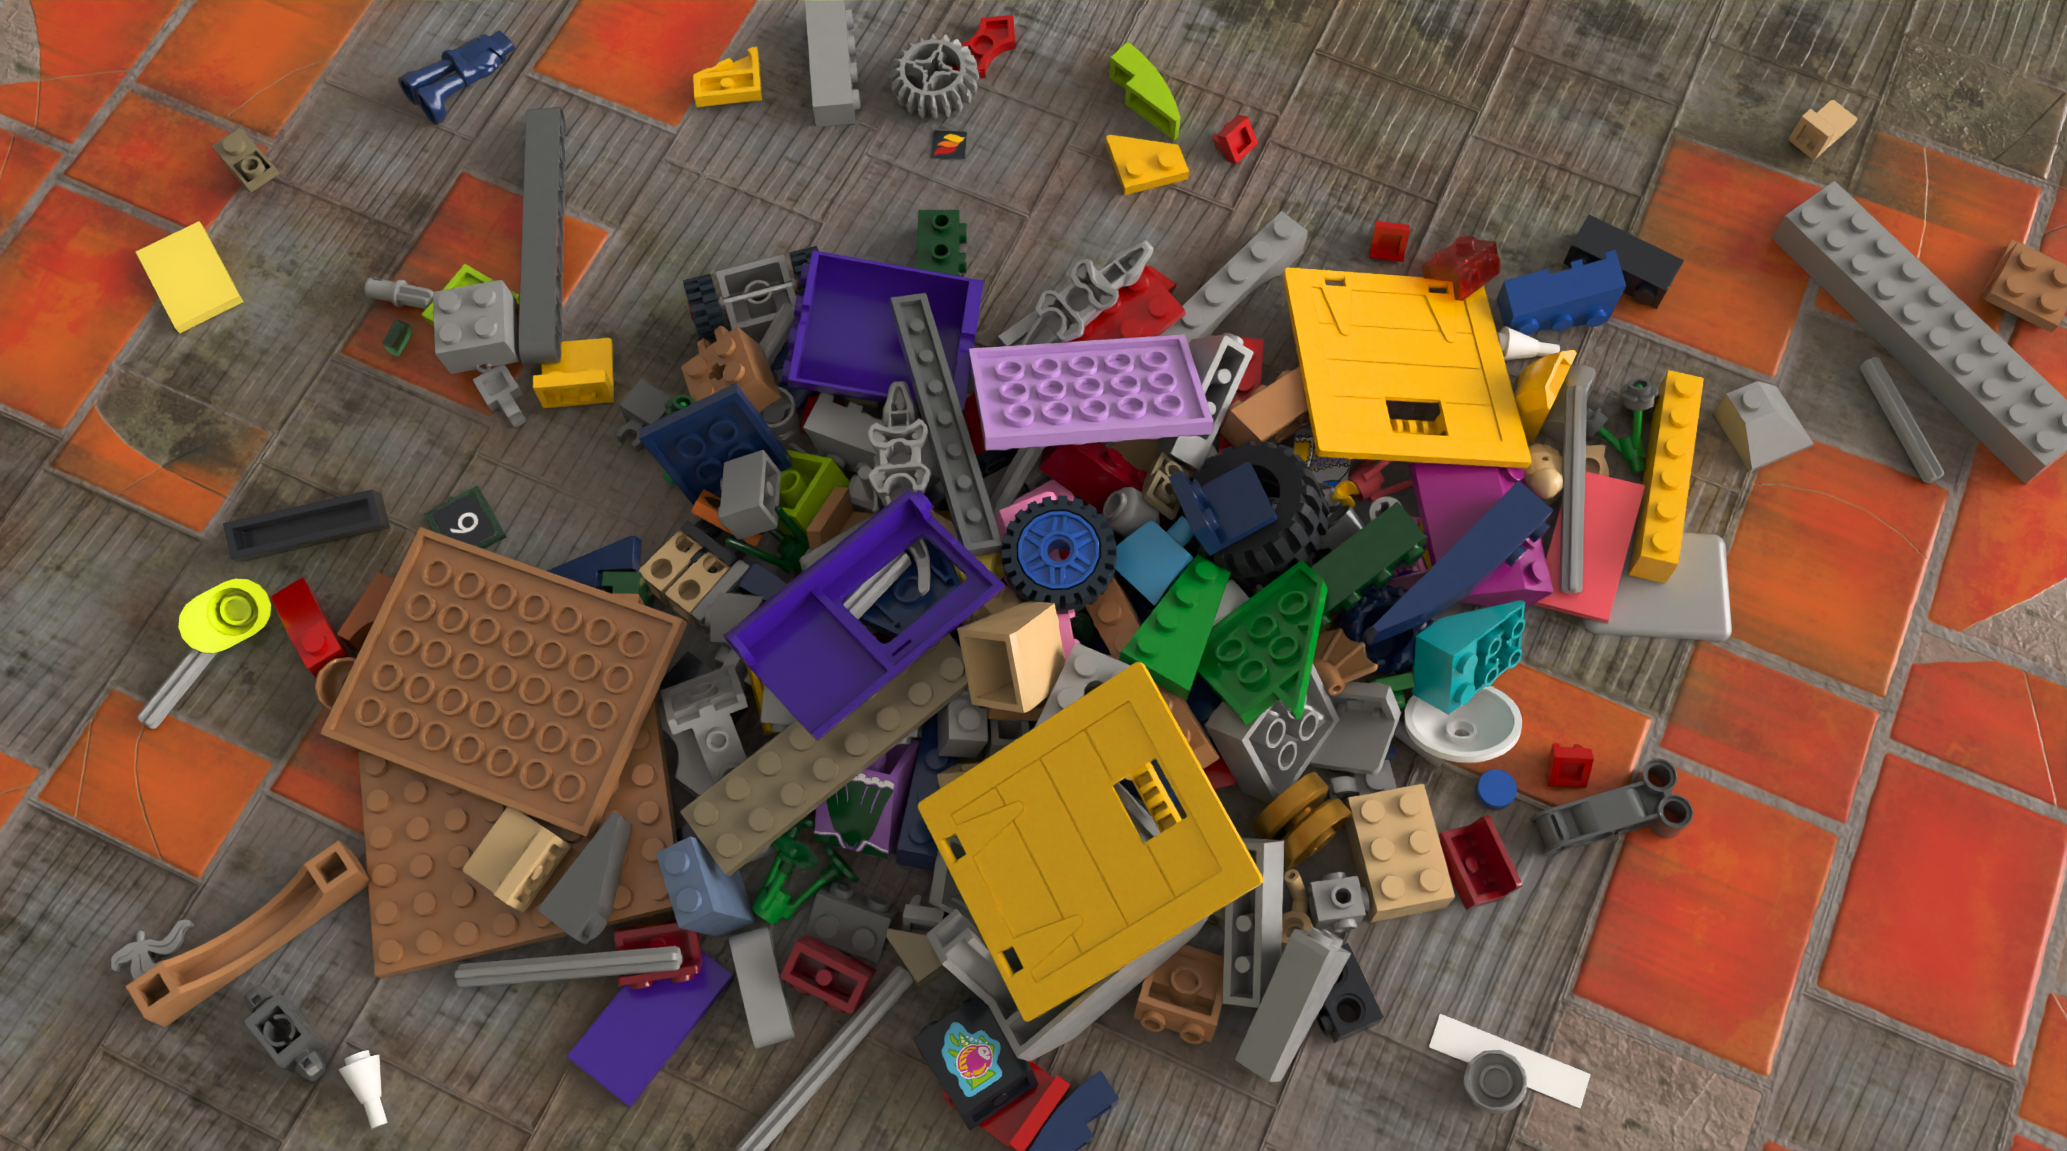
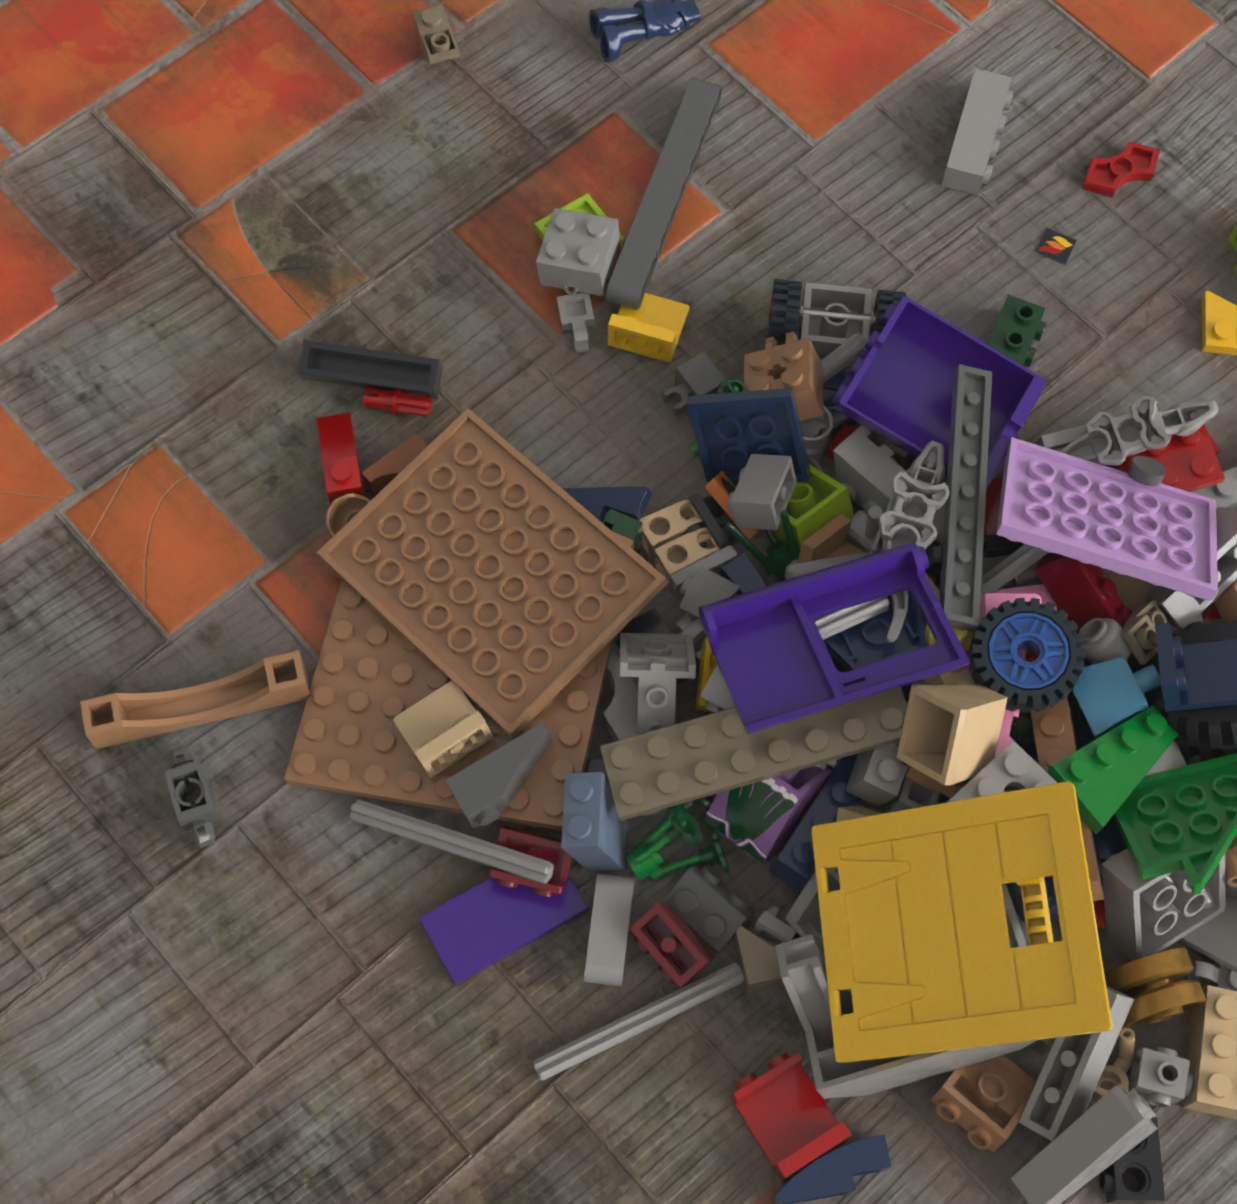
camera: 20 degrees right, 0 degrees up
(140, 951) = (99, 676): light grey piece -> none
(174, 687) = (217, 459): light grey axle -> none
(189, 277) = (350, 118): light yellow tile -> none
(224, 615) = (275, 419): neon yellow piece -> none
(348, 548) = (397, 402): none -> red axle
(364, 1079) = (242, 864): white cone -> none
(397, 337) = (505, 236): clear green piece -> none
(398, 293) = (521, 197): light grey axle -> none
(467, 519) = (506, 415): piece -> none
(729, 81) = (878, 117): yellow wing -> none
(942, 86) = (1065, 172): light grey gear -> none
(974, 1061) = (774, 1077): black panel -> none
(1109, 331) = (1146, 471): none -> dark grey tile

